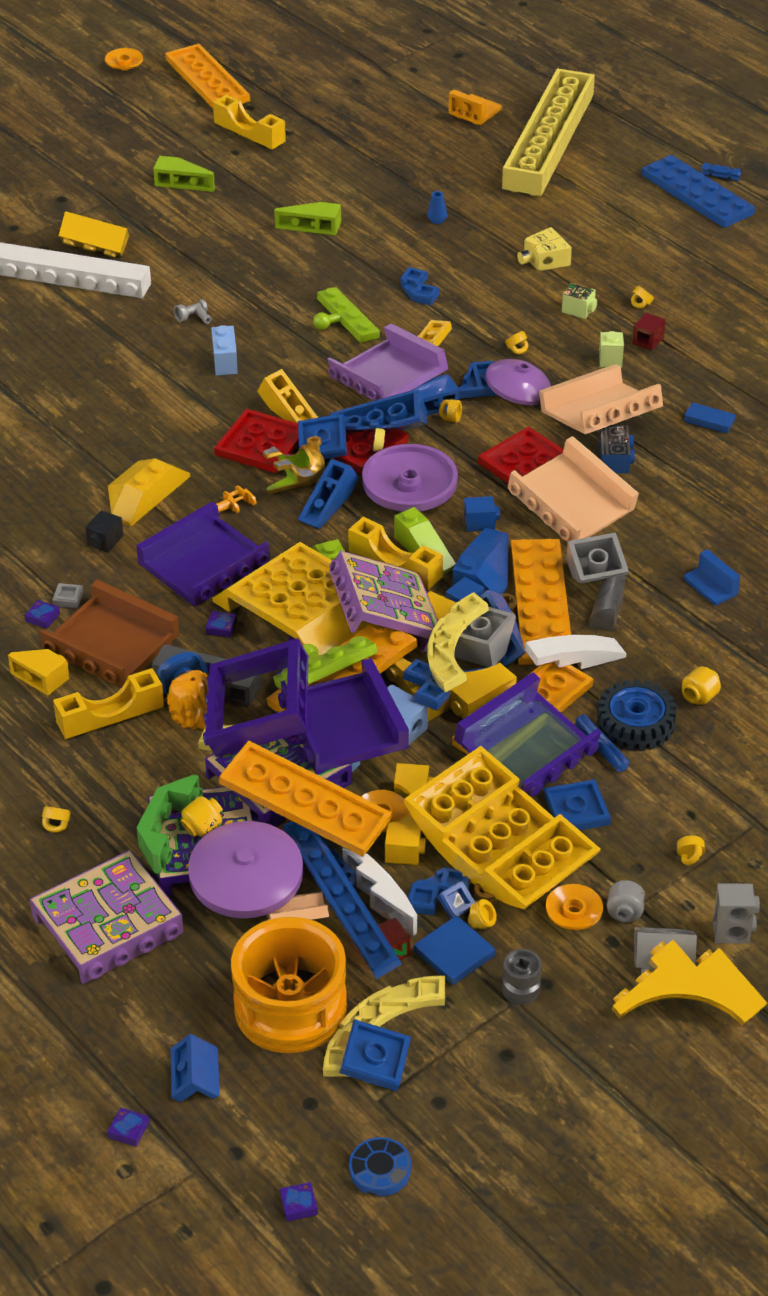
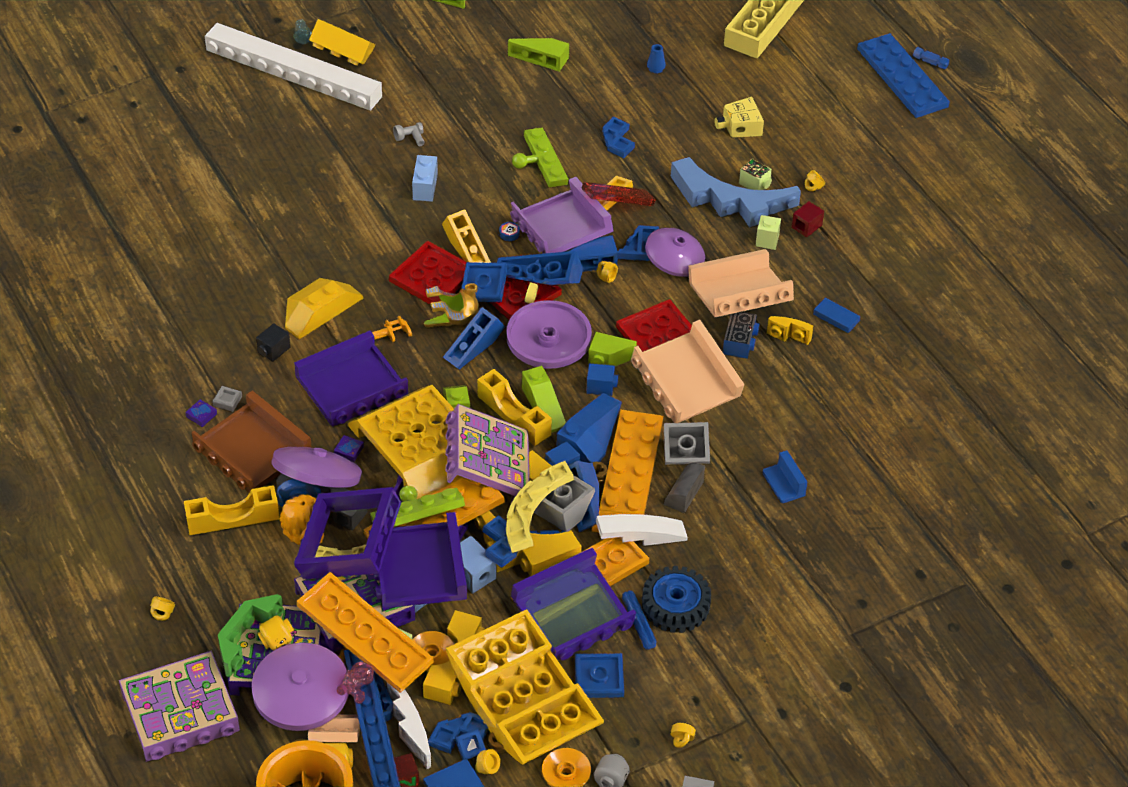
camera: 10 degrees right, 5 degrees up
(39, 669) = (185, 466): yellow slope -> none
(46, 234) = (302, 32): none -> clear light blue cone
(195, 640) = (316, 466): none -> medium lavender dish
(312, 844) = (359, 675): none -> clear pink piece
(331, 389) = (509, 231): none -> tile
(441, 333) = (618, 194): none -> clear red tile
(482, 482) = (610, 350): none -> lime slope
(516, 339) = (690, 206): yellow tile -> none
(554, 324) = (728, 199): none -> medium blue arch
(661, 435) = (787, 327): none -> yellow slope
(701, 685) = (740, 581): yellow head -> none

